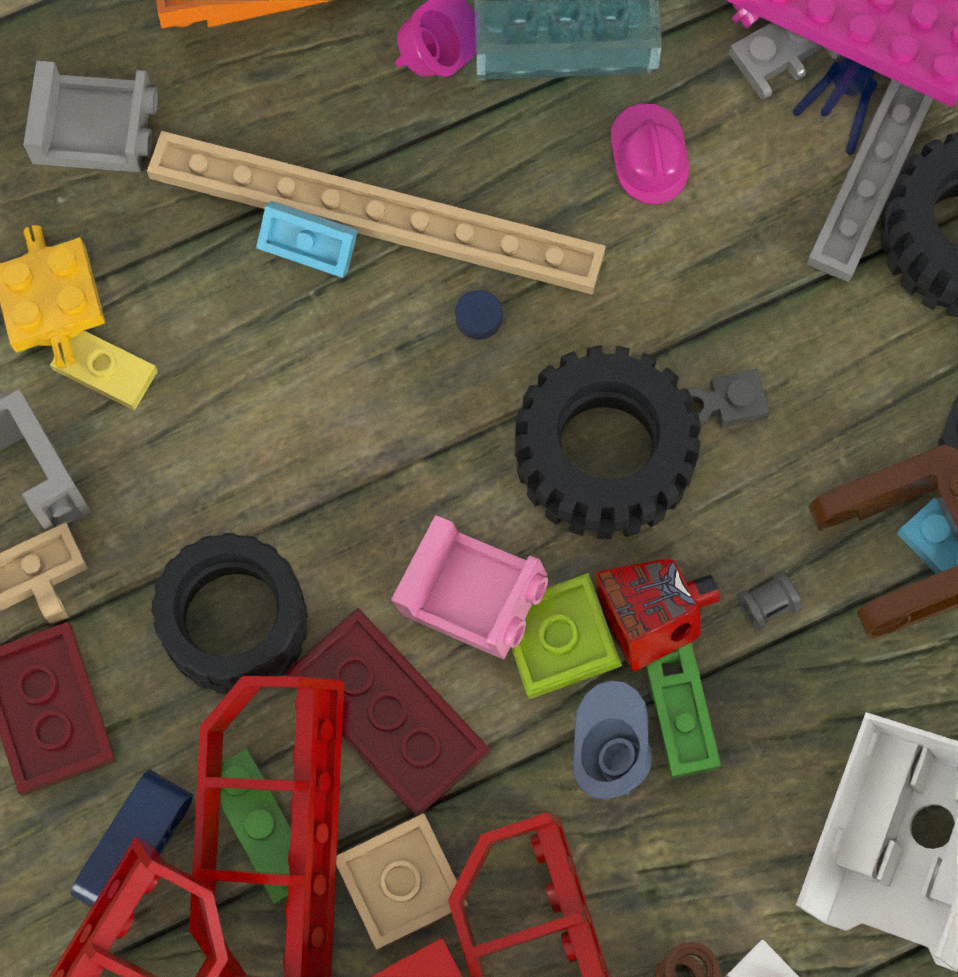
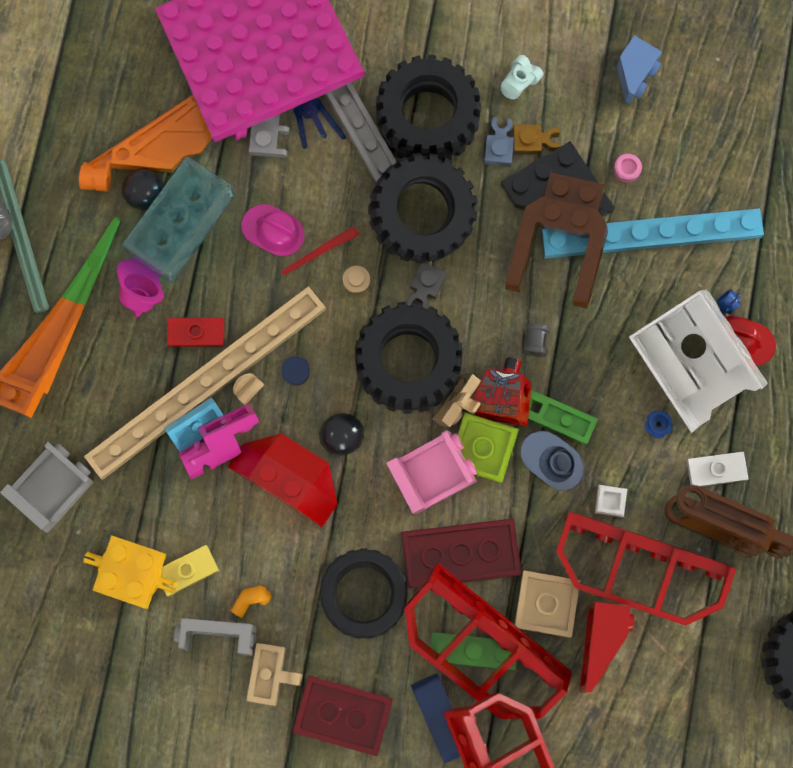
camera: 55 degrees left, 5 degrees up
(124, 471) = (250, 596): none -> light orange arm
(303, 280) = (219, 441): none -> dark pink plate
(326, 407) = (289, 475): none -> red wedge
(406, 266) = (246, 387): none -> tan plate
(434, 154) = (196, 332): none -> red plate
(436, 434) = (341, 434): none -> black hair
(601, 553) = (458, 399): none -> tan plate
(617, 871) = (610, 501): none -> white tile
(665, 302) = (356, 279): none -> tan plate
(703, 244) = (334, 242): none -> red sticker
(795, 861) = (664, 419): none -> blue plate
(843, 248) = (448, 182): none -> black tyre

